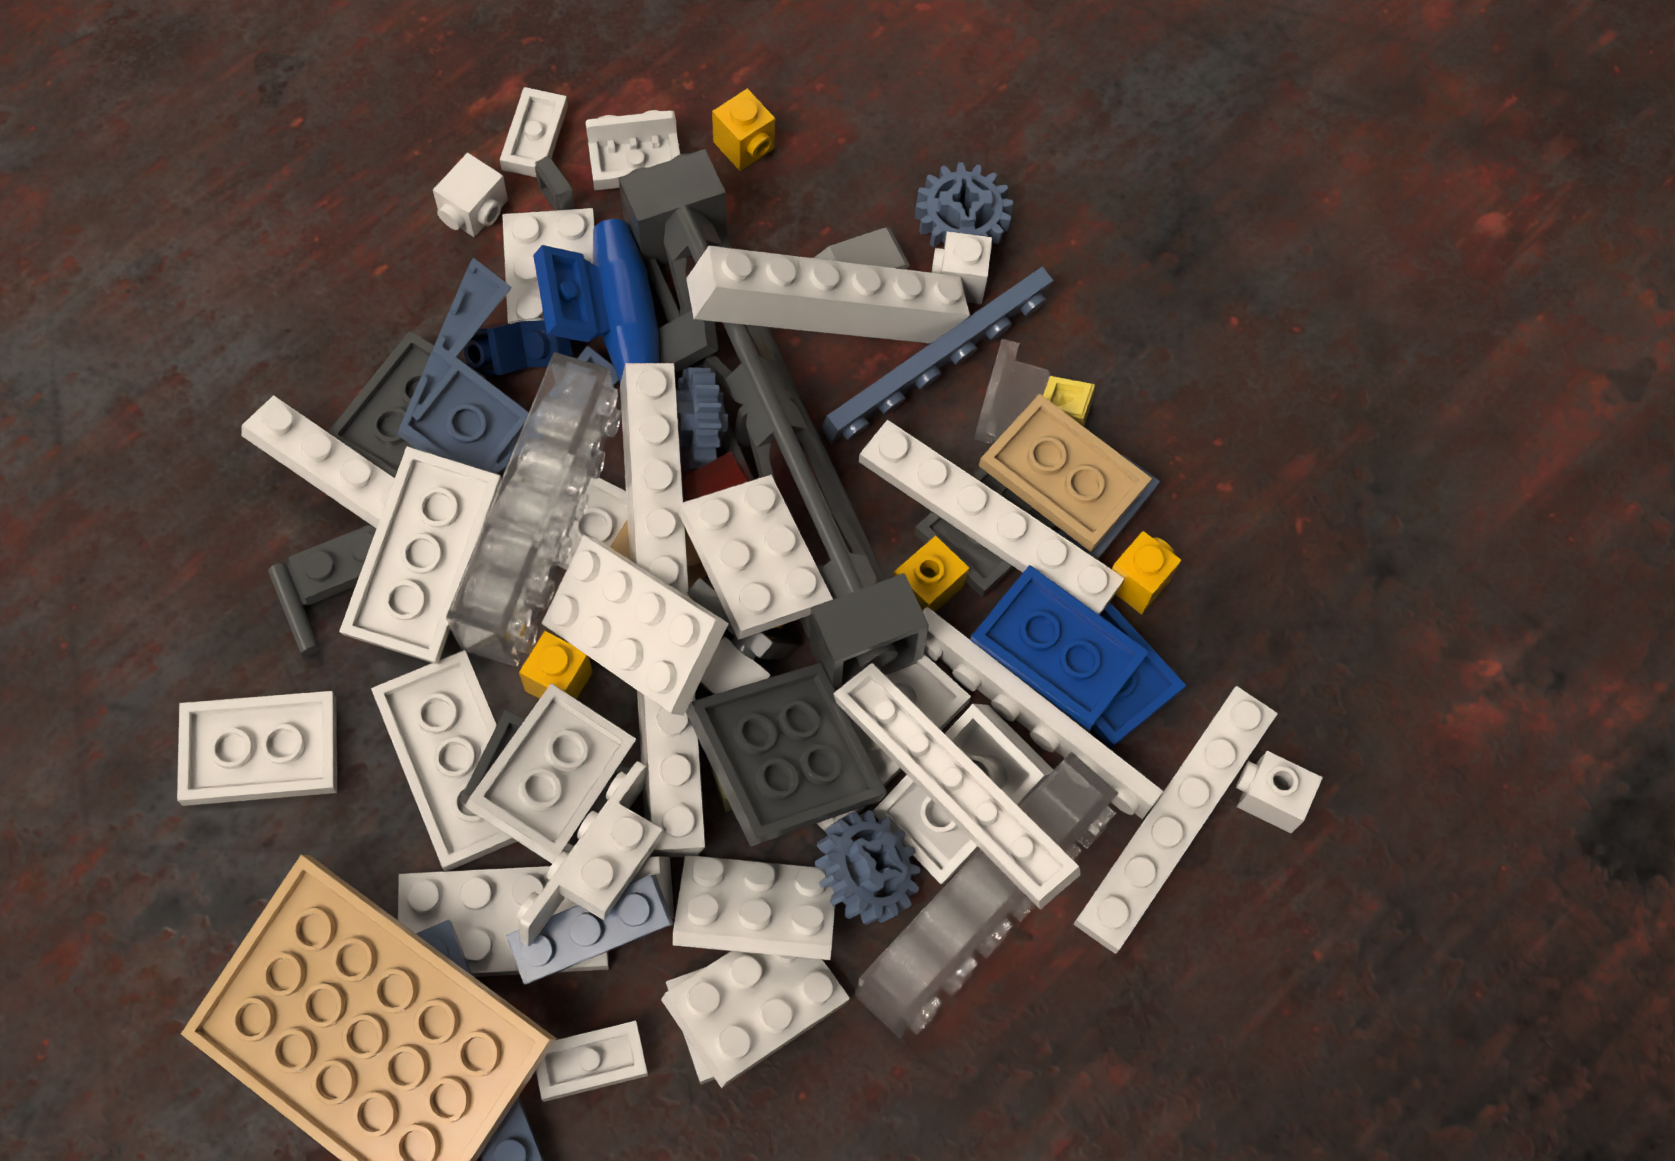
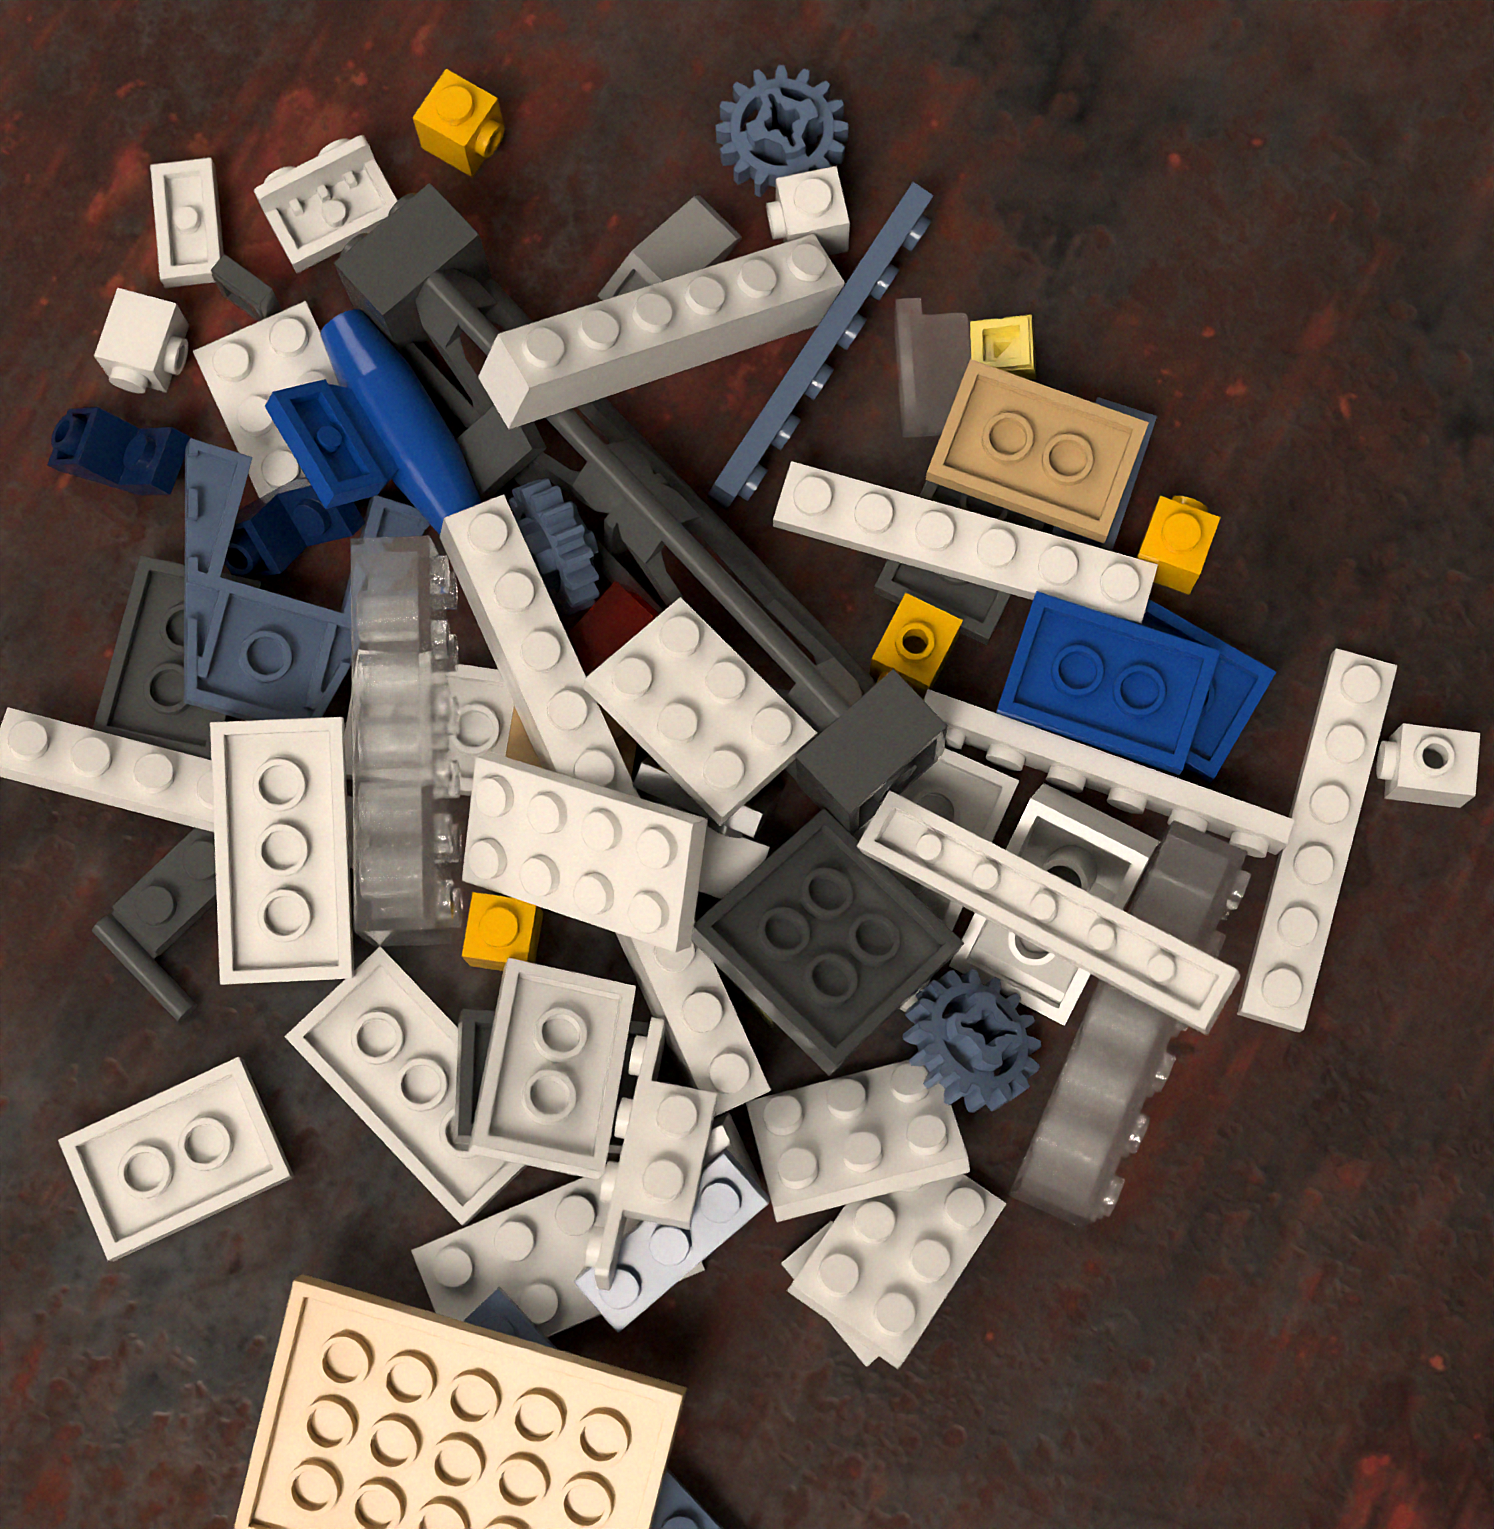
camera: 10 degrees left, 10 degrees up
(421, 261) = (116, 453): none -> dark blue slope
(592, 1061) = (733, 1388): white plate -> none

